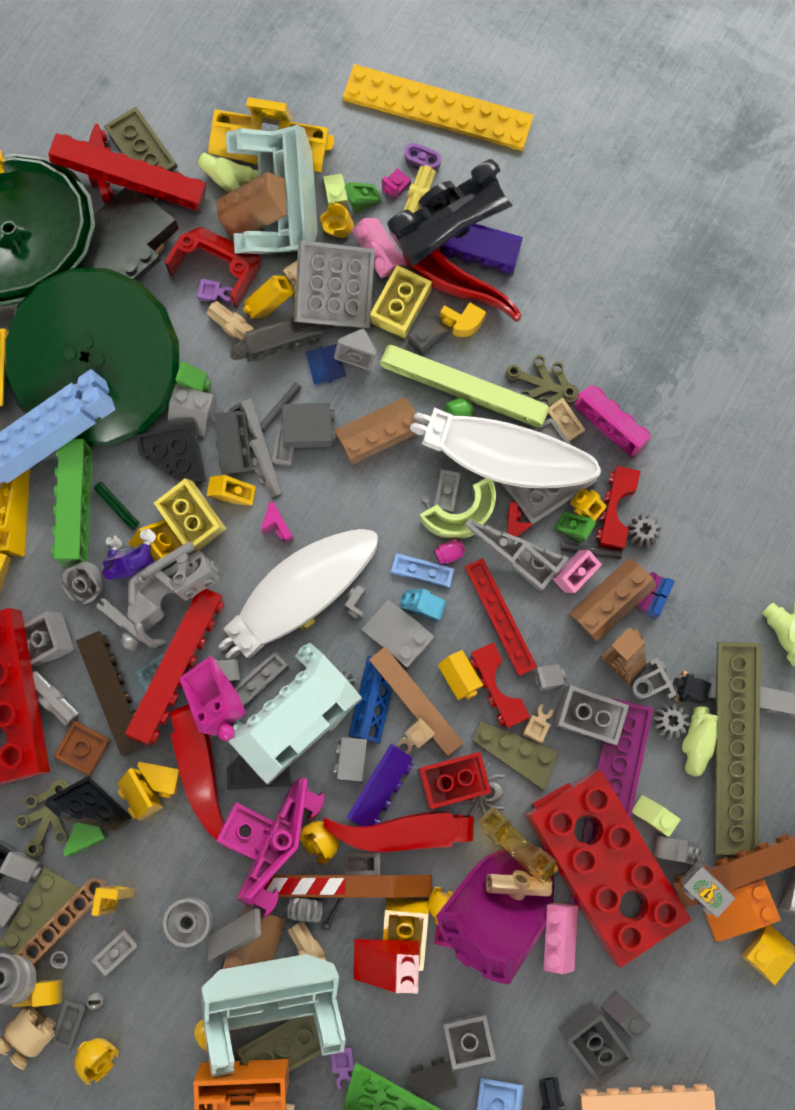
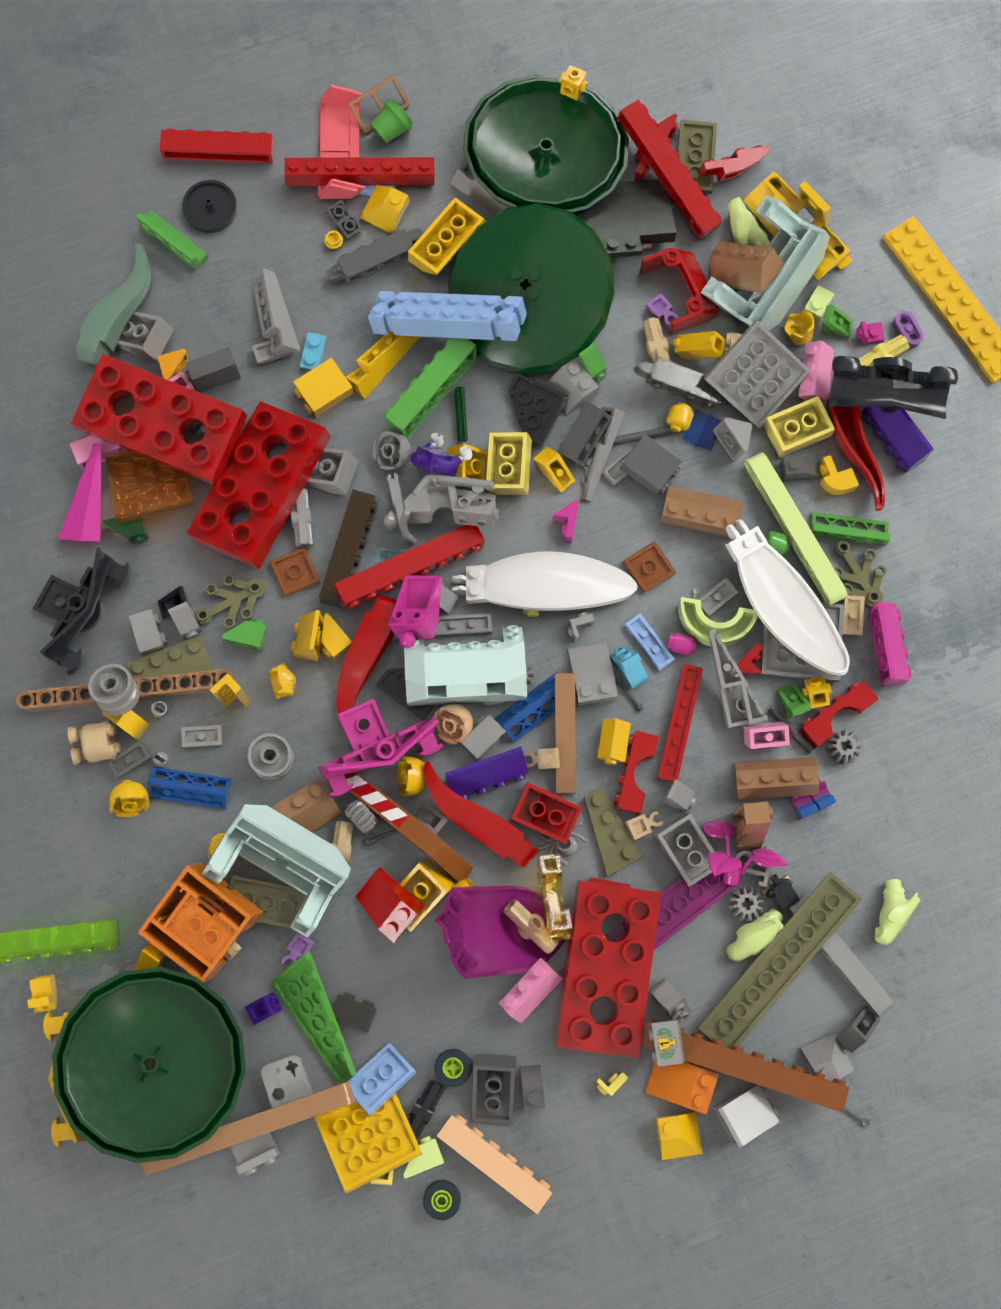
camera: 35 degrees right, 0 degrees up
(88, 804) = (267, 614): black plate -> none
(140, 1008) = (187, 790): none -> blue fence
(146, 849) = (282, 681): none -> yellow hair
(178, 129) = (733, 166): none -> slope
(234, 935) = (295, 791): light grey piece -> none
(299, 368) = (679, 417): none -> yellow head
(318, 767) = (454, 723): none -> light nougat cylinder
(373, 510) = (649, 567): none -> dark orange tile
(457, 630) = (618, 681): none -> dark grey hinge
(469, 1041) = (402, 1007): light grey brick -> none
(508, 356) = (849, 533): none -> bright green fence
(556, 1059) = (448, 1072): none -> black wheel
(636, 705) = (731, 866): none -> dark pink plant
(655, 816) = (675, 962): yellowish green slope -> none
(688, 954) = (615, 1081): none -> light yellow bracket

